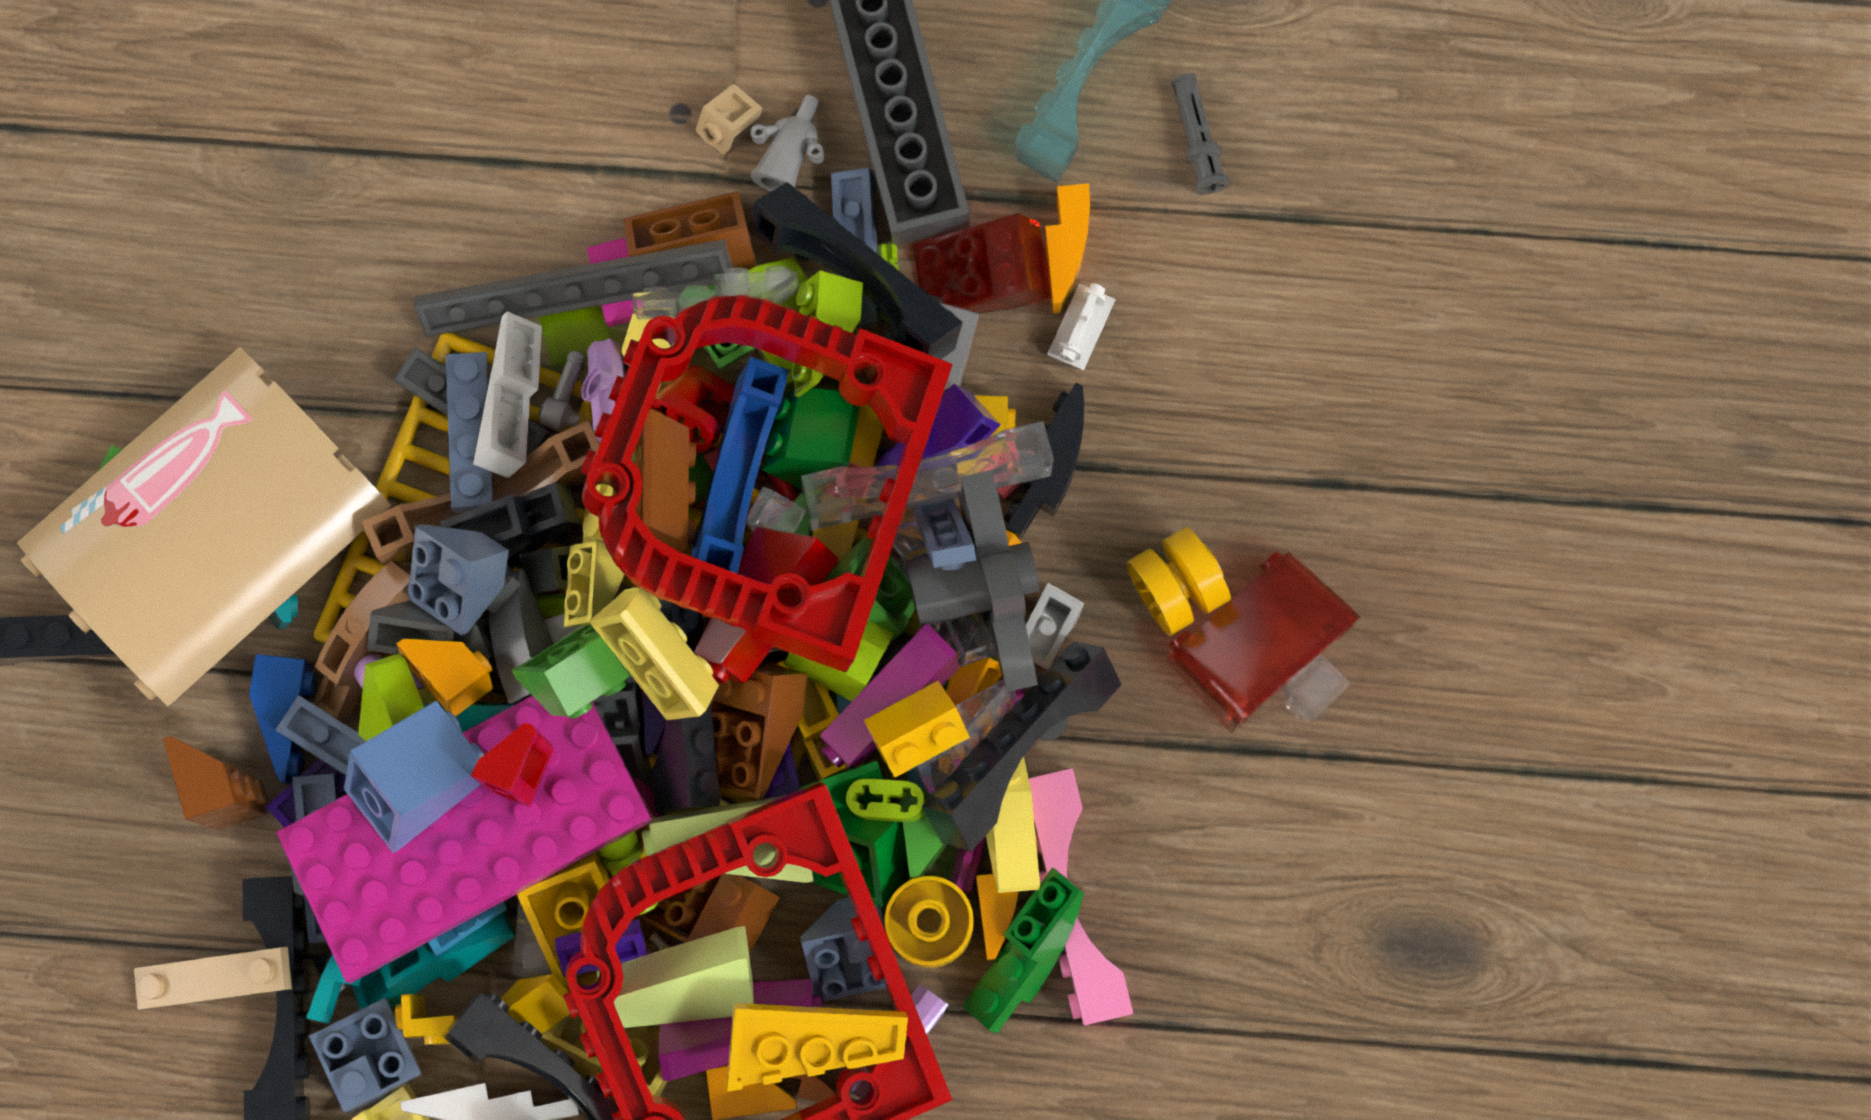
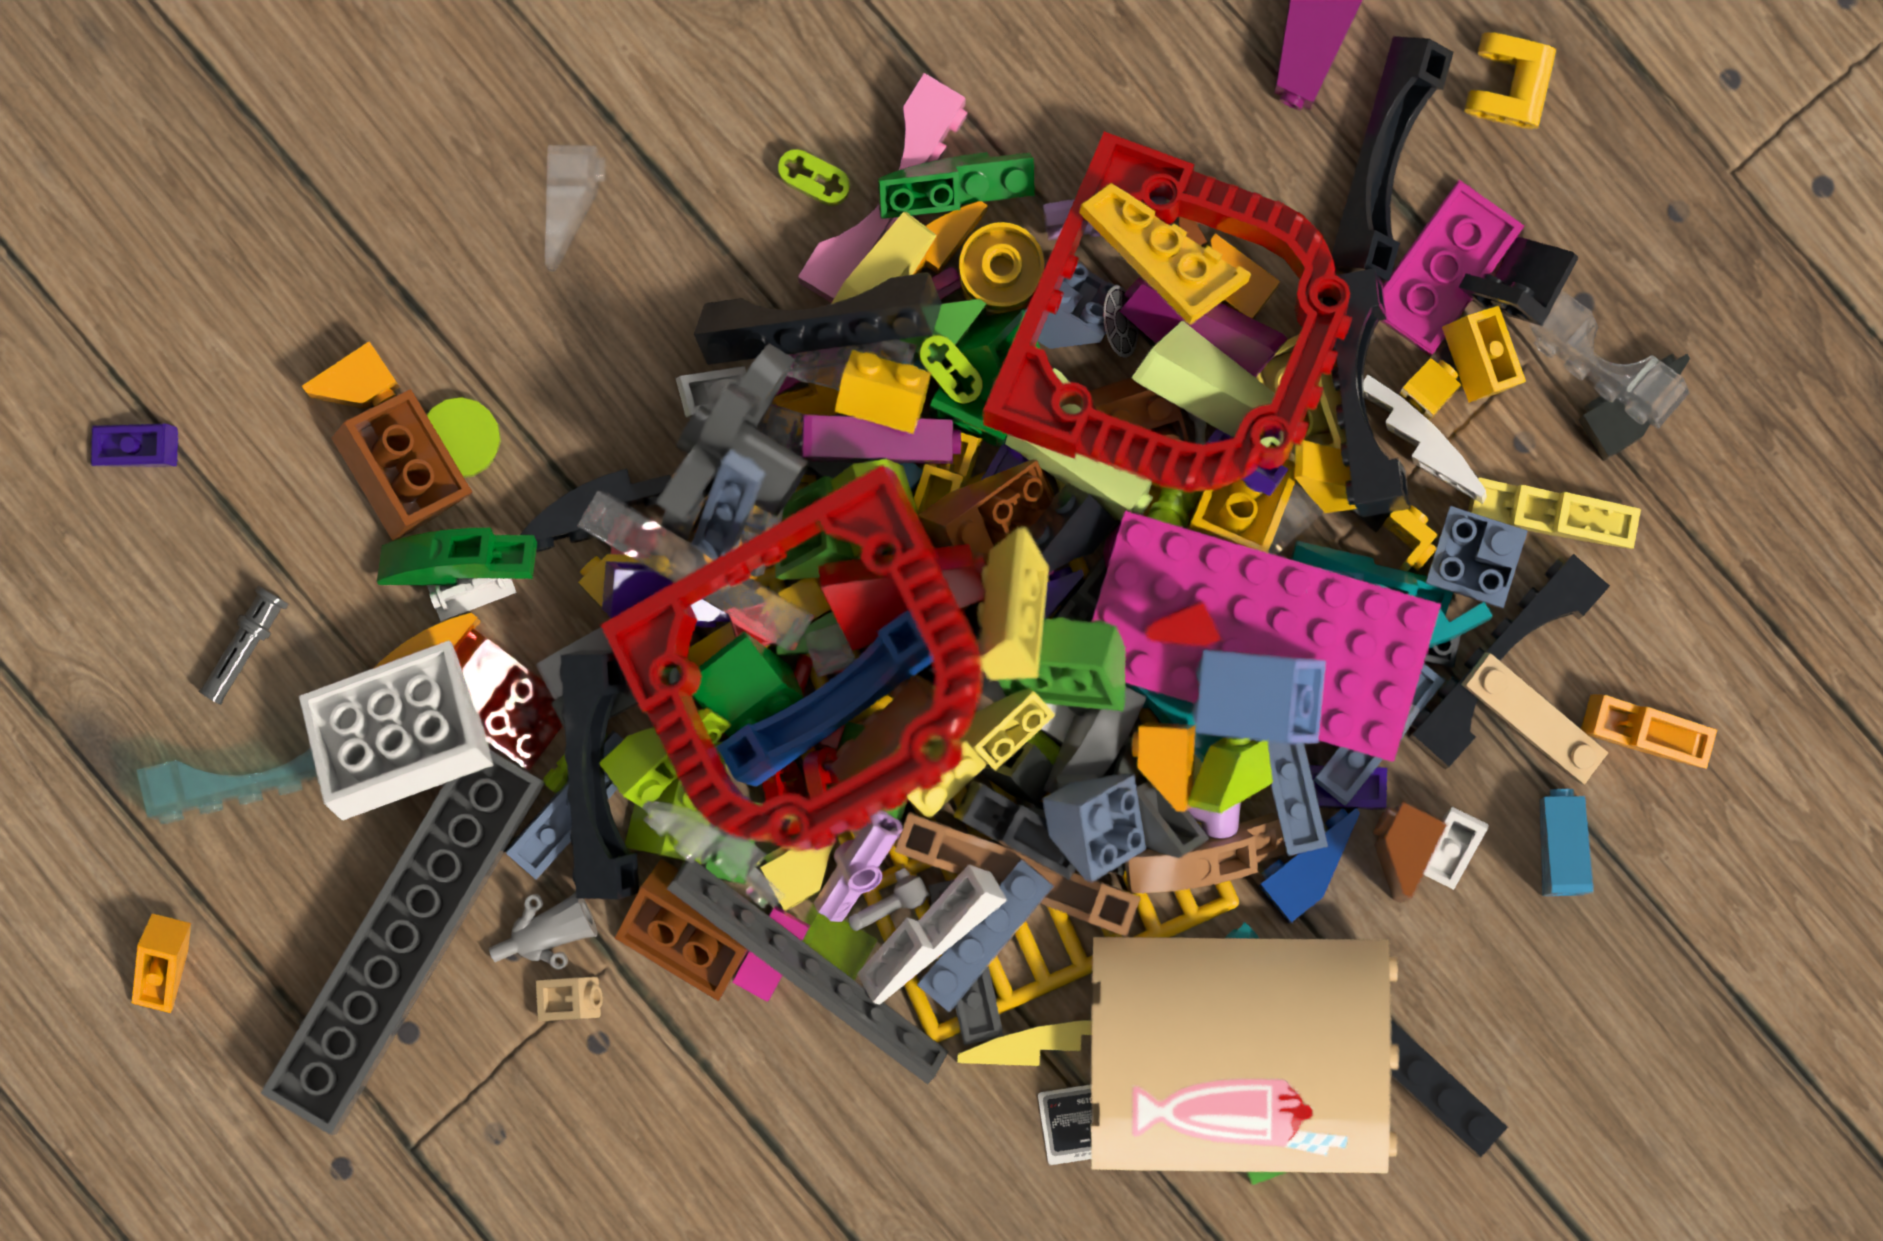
camera: 140 degrees left, 5 degrees up
(101, 904) = (1565, 845): none -> dark azure slope
(121, 1054) = (1648, 730): none -> light orange slope
(183, 836) = (1455, 847): none -> white slope
(295, 369) = (1067, 1123): none -> sticker
(373, 391) = (1025, 1046): none -> light yellow slope
(799, 964) = (1119, 329): none -> sticker
(1027, 162) = (394, 731): none -> white slope
(1109, 330) = (454, 554): none -> green slope
(1140, 868) = (817, 168): none -> lime beam
(1189, 574) = (582, 330): yellow wheel -> none
(1197, 422) = (467, 433): none -> lime tile
(1217, 359) = (401, 464): none -> dark orange slope
(1261, 639) = (576, 235): clear red windscreen -> none
(1310, 387) = (355, 380): none -> light orange slope
(1415, 196) = (134, 445): none -> dark purple slope

